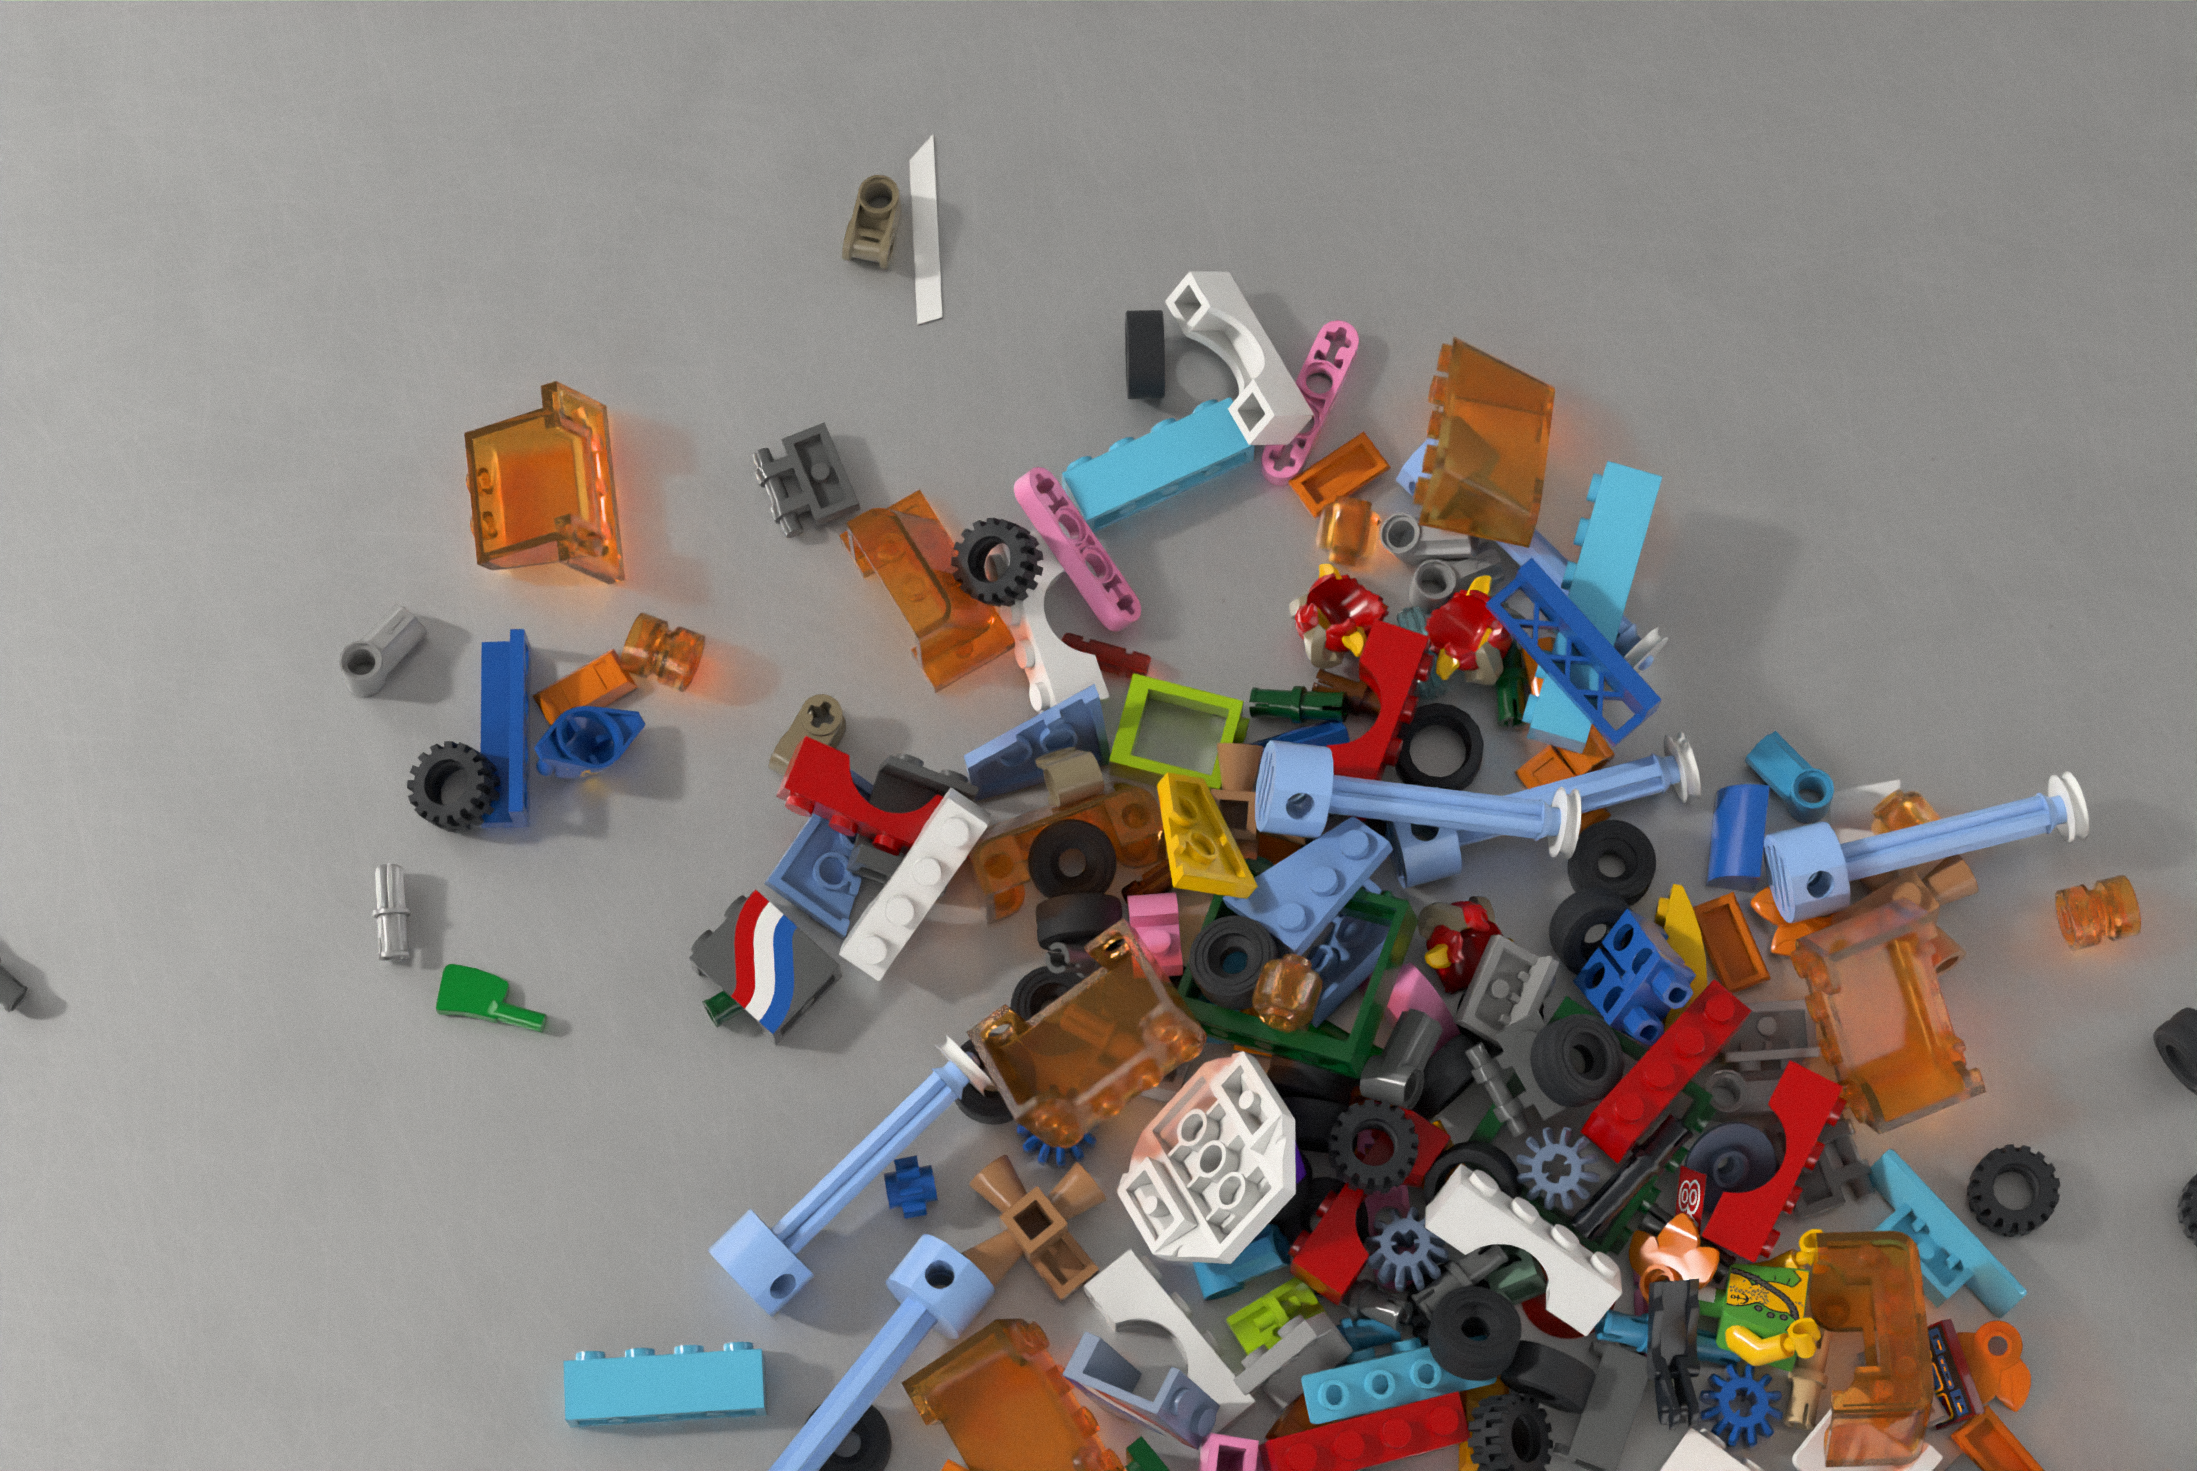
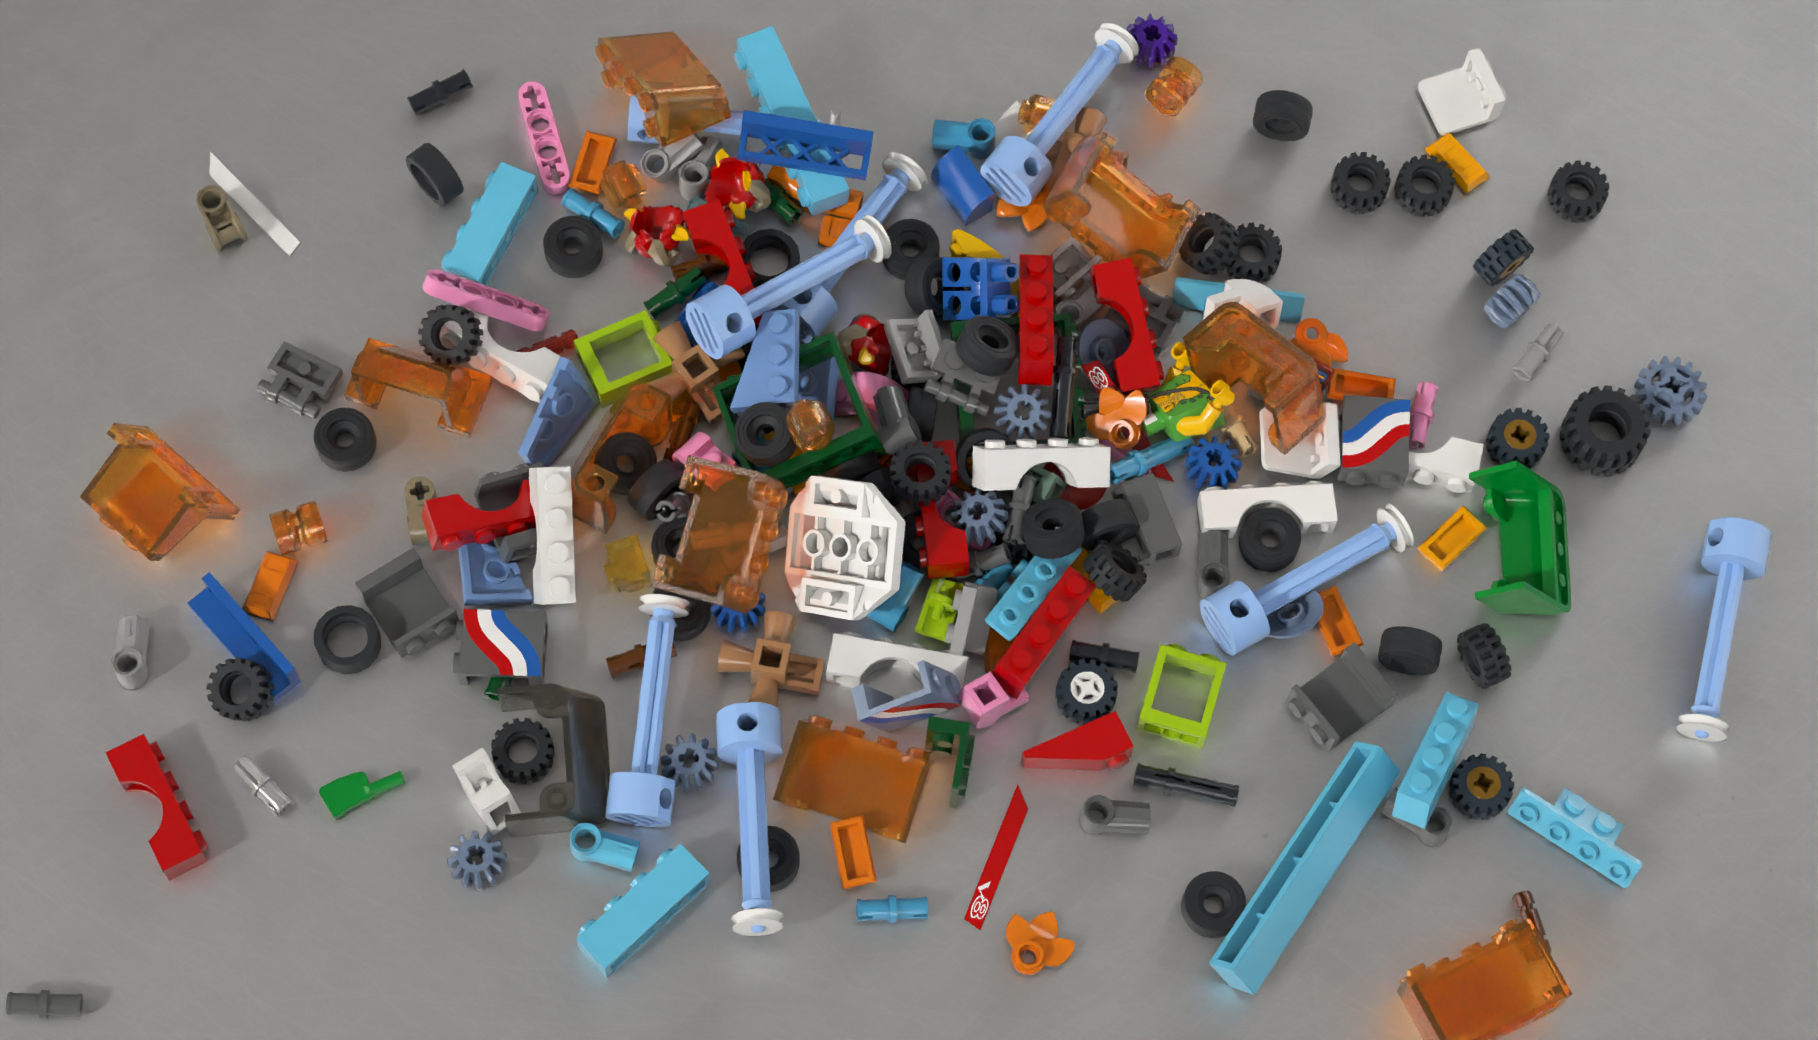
camera: 45 degrees left, 5 degrees down
(252, 904) = (140, 770): none -> red arch
(551, 1194) = (485, 849): none -> sand blue gear
(586, 741) = (298, 606): blue hat -> none
(602, 786) = (341, 615): none -> black tyre
(611, 1117) = (485, 790): none -> white brick
(685, 1286) = (608, 847): none -> medium azure piece
(694, 1130) = (522, 771): none -> black tyre
(708, 832) = (407, 603): none -> dark grey panel
(744, 1164) = (586, 759): none -> clear smoke windscreen
(797, 562) = (339, 422): none -> black tyre
(854, 1246) = (700, 768): none -> sand blue gear
(891, 1093) = (630, 661): none -> reddish brown pin
(910, 1187) = (686, 698): blue gear -> none
(976, 980) = (626, 564): none -> clear yellow brick
(1070, 775) = (589, 413): dark tan piece -> none
(1199, 841) = (693, 386): yellow wing -> none
(1217, 315) = (460, 127): white arch -> none
(1231, 533) = (573, 229): none -> black tyre
(1238, 258) = (440, 92): none -> black pin
(1287, 536) = (593, 212): none -> dark azure pin
(1673, 1349) = (1158, 459): black arm -> none
(1730, 944) = (1004, 240): orange tile -> none
(1947, 1250) = (1250, 294): none -> white brick
(1976, 1155) = (1218, 252): none -> black tyre
(2131, 819) = (1154, 40): none -> dark purple gear

